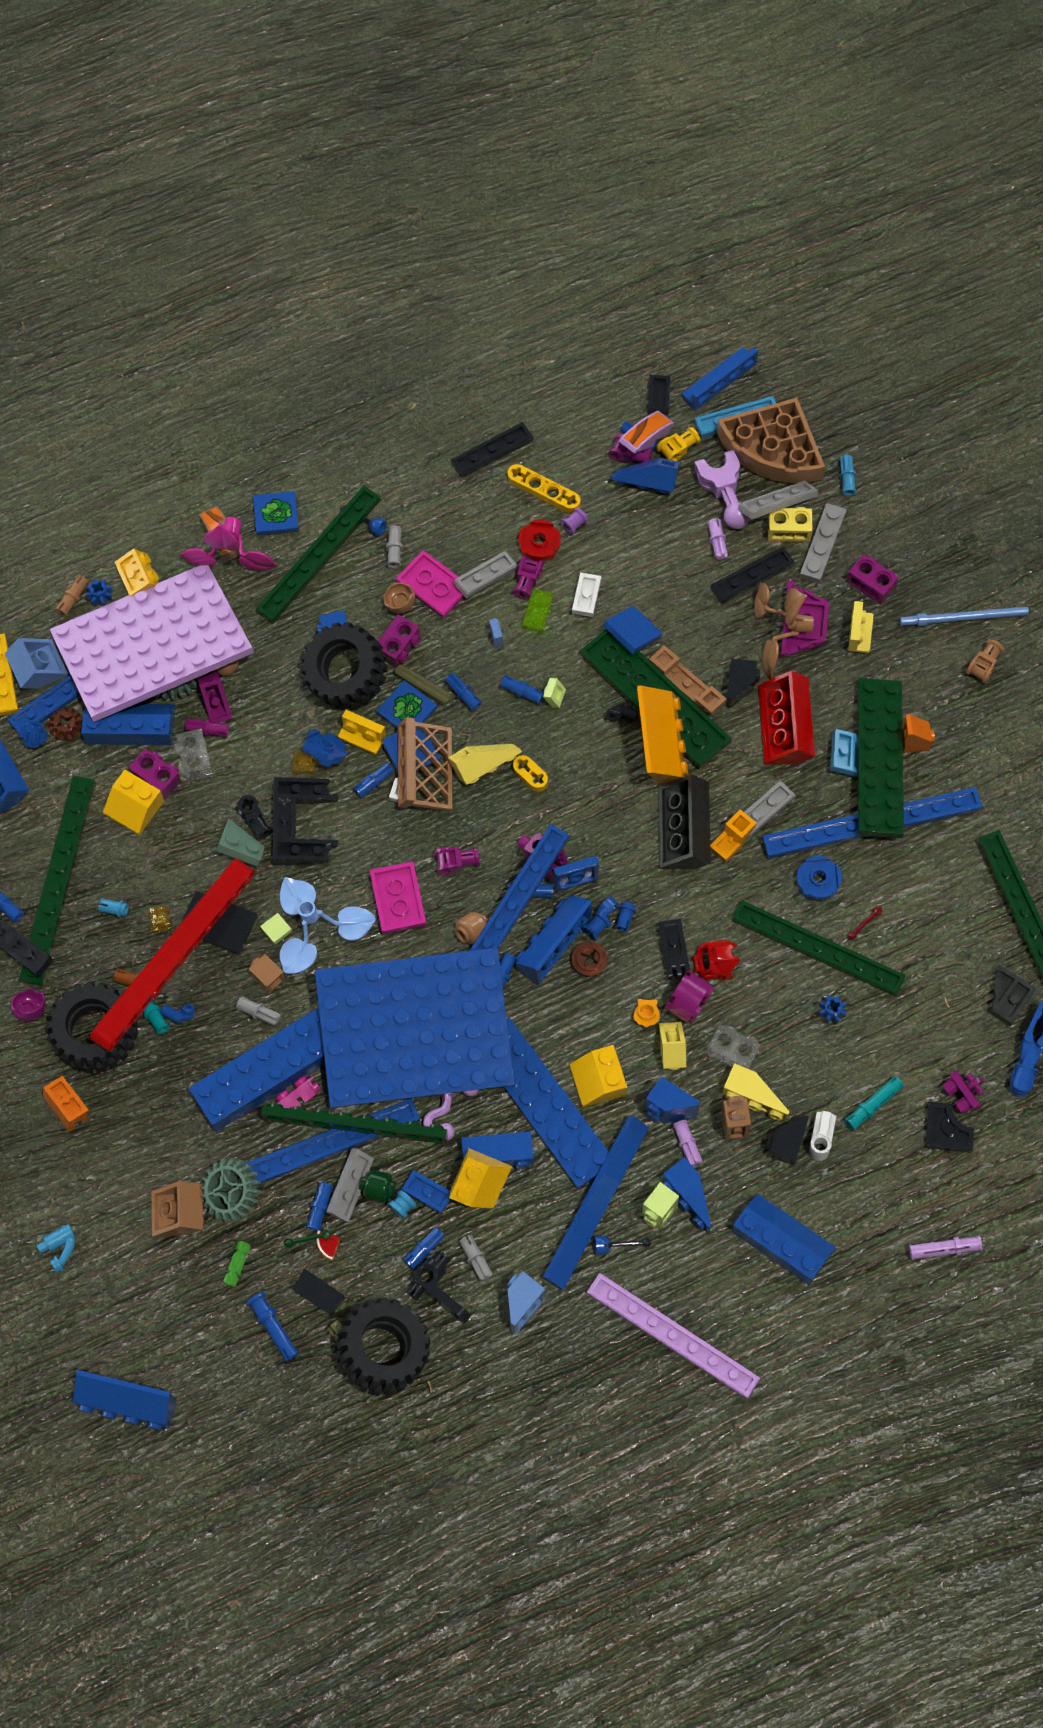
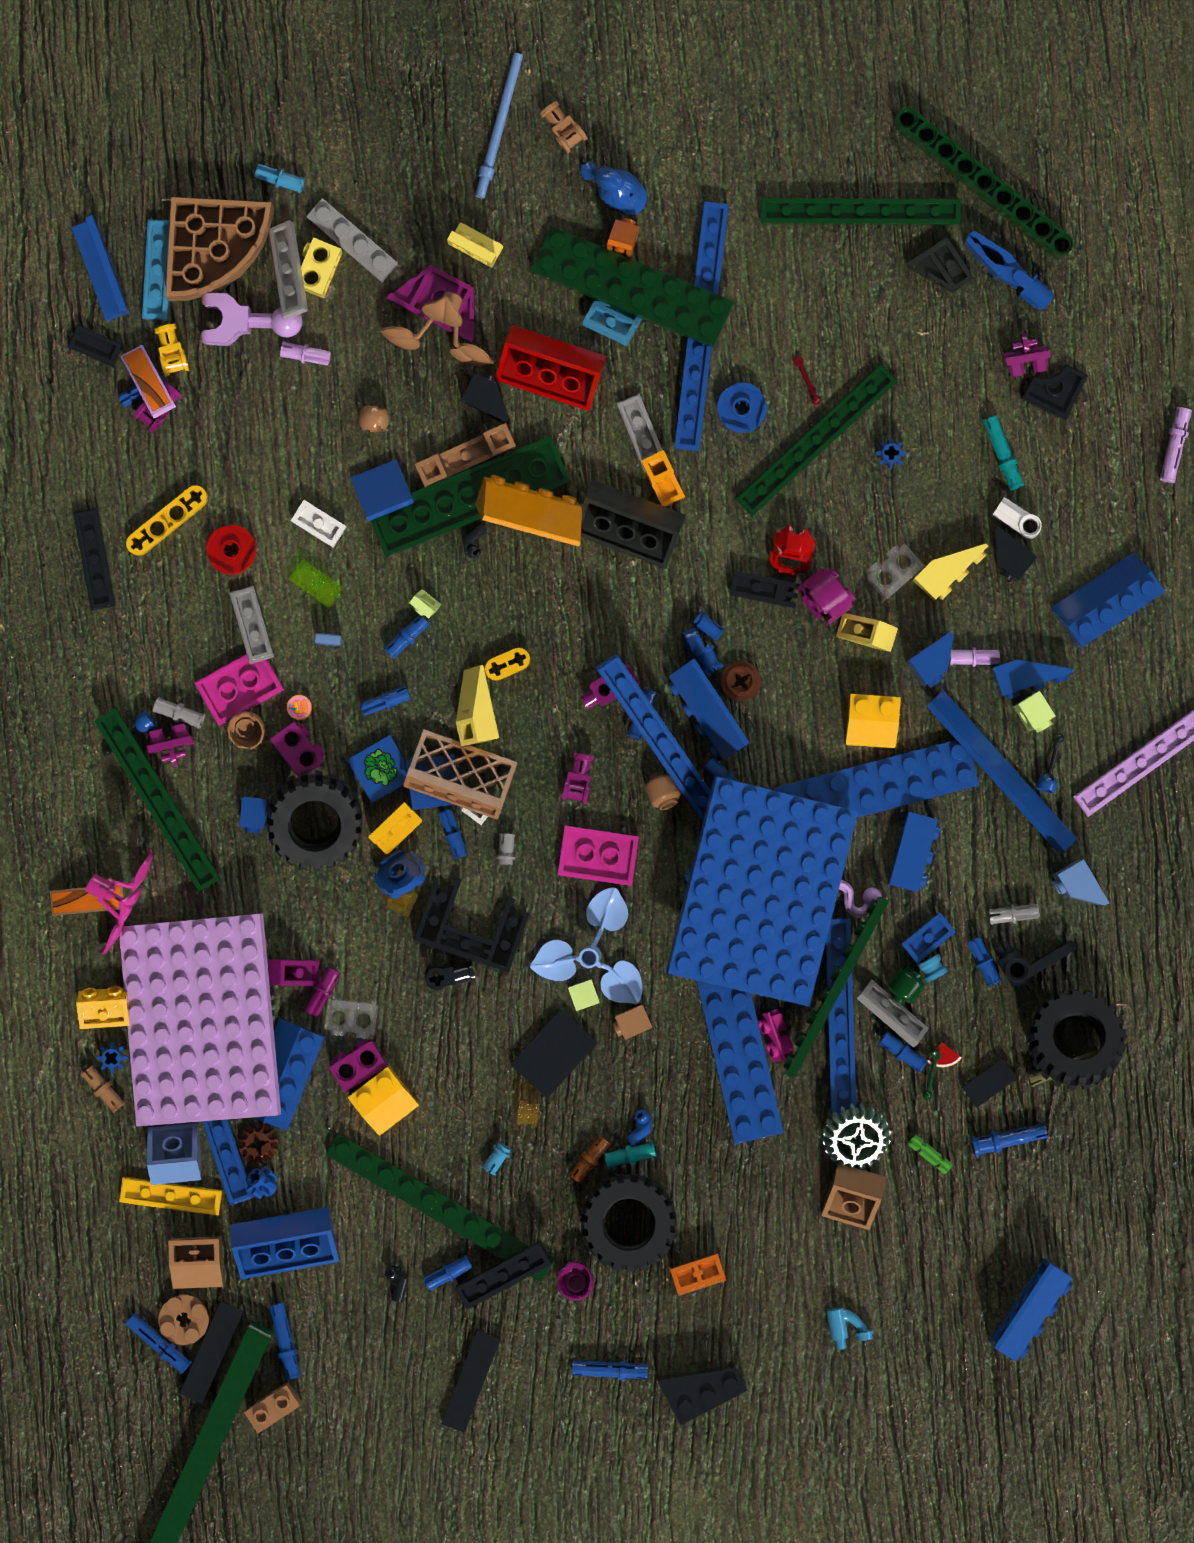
camera: 70 degrees left, 20 degrees up
(171, 955) = (584, 1113): red beam -> none
(239, 844) = (475, 1002): sand green wing -> none
(258, 1011) = (670, 1044): light grey axle -> none
(275, 513) = (83, 829): blue tile -> none
(364, 549) = (181, 739): none -> magenta hips
(376, 824) = (506, 848): none -> light grey pin
(422, 684) = (358, 741): olive axle -> none
(433, 632) = (299, 707): none -> tile
(479, 1180) = (940, 883): yellow slope -> none
(527, 575) = (271, 578): magenta connector -> none
(573, 521) = (222, 503): medium lavender bush -> none
(575, 873) = (647, 665): blue tile -> none
(647, 1013) = (821, 644): light orange animal -> none
(655, 474) = (198, 396): blue slope -> none
(687, 604) = (373, 419): none -> medium nougat piece
(735, 1118) = (972, 600): medium nougat hinge -> none
(752, 575) = (361, 333): black tile -> none
(869, 582) = (423, 211): magenta brick -> none
(957, 713) = (617, 188): none -> blue piece

